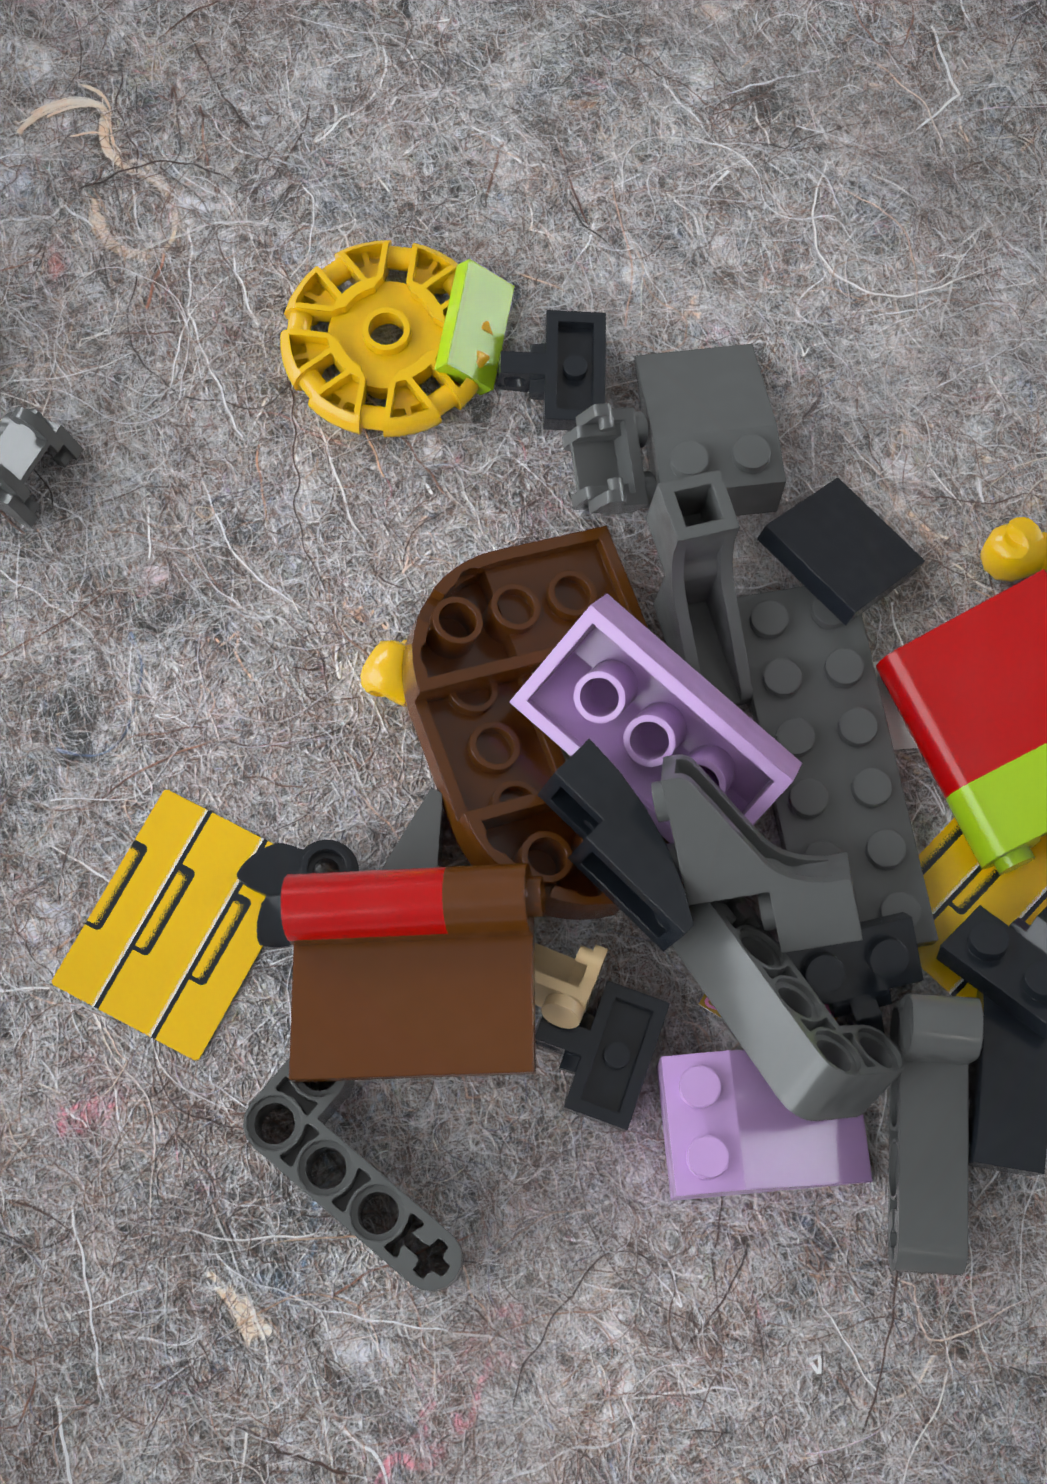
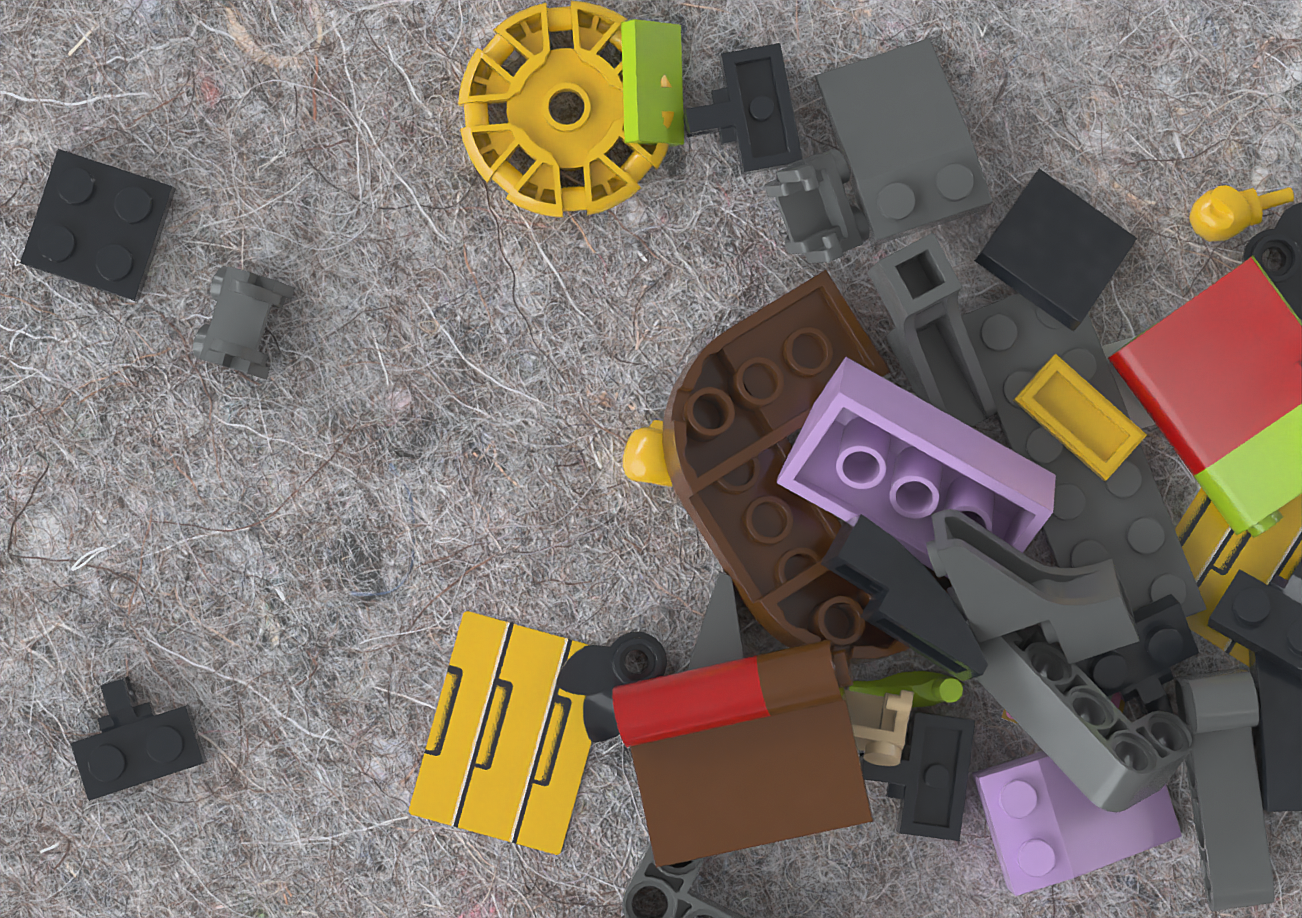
camera: 10 degrees left, 15 degrees up
(621, 963) = (928, 687): none -> lime bar
(837, 712) = (1079, 417): none -> yellow tile

